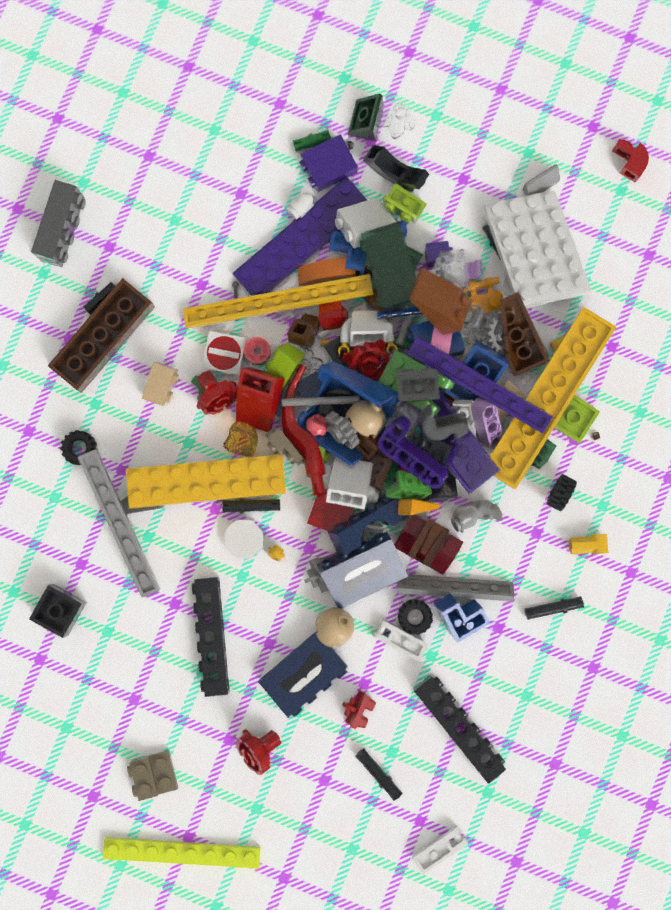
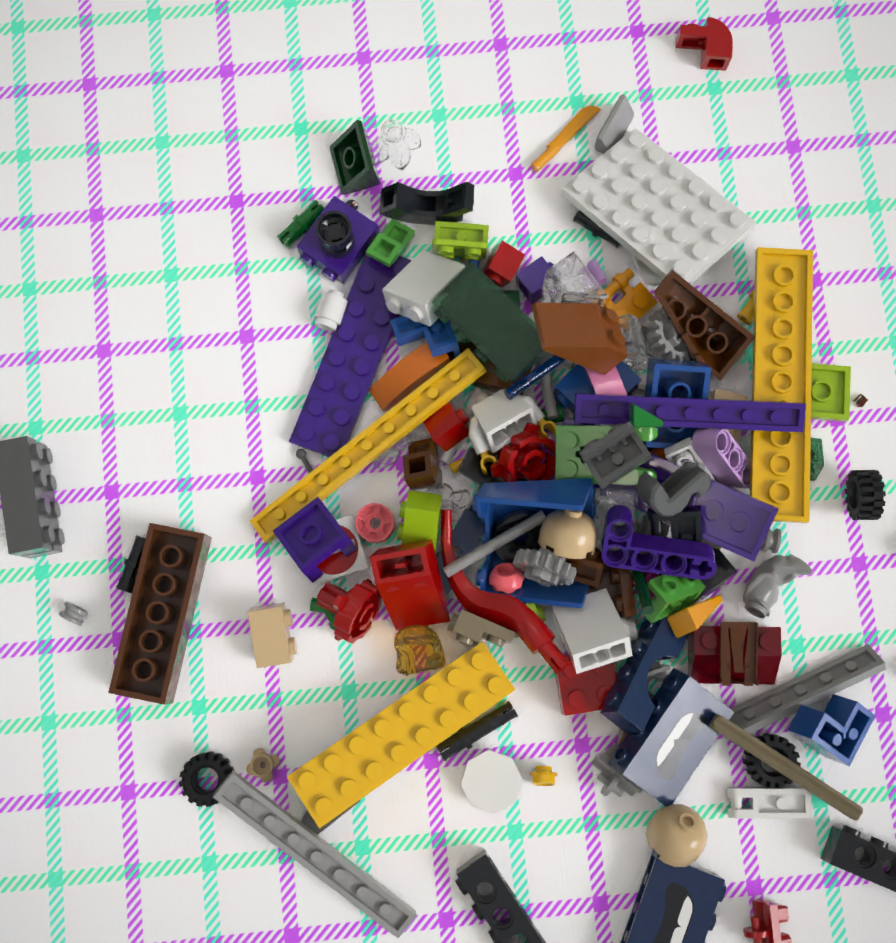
camera: 25 degrees left, 5 degrees down
(50, 308) = (73, 613): none -> light grey bush
(115, 462) = (255, 769): none -> tan plate
(215, 338) = (312, 537): none -> dark purple panel
(327, 159) = (335, 234): none -> black wheel
(360, 183) = (391, 243): none -> bright green slope
(420, 623) = (786, 767): none -> dark tan axle
(421, 233) = (502, 264): none -> red brick
(447, 372) = (641, 418): none -> green slope
(490, 489) = (772, 541): none -> light grey bush
(510, 170) = (569, 131): none -> light orange piece

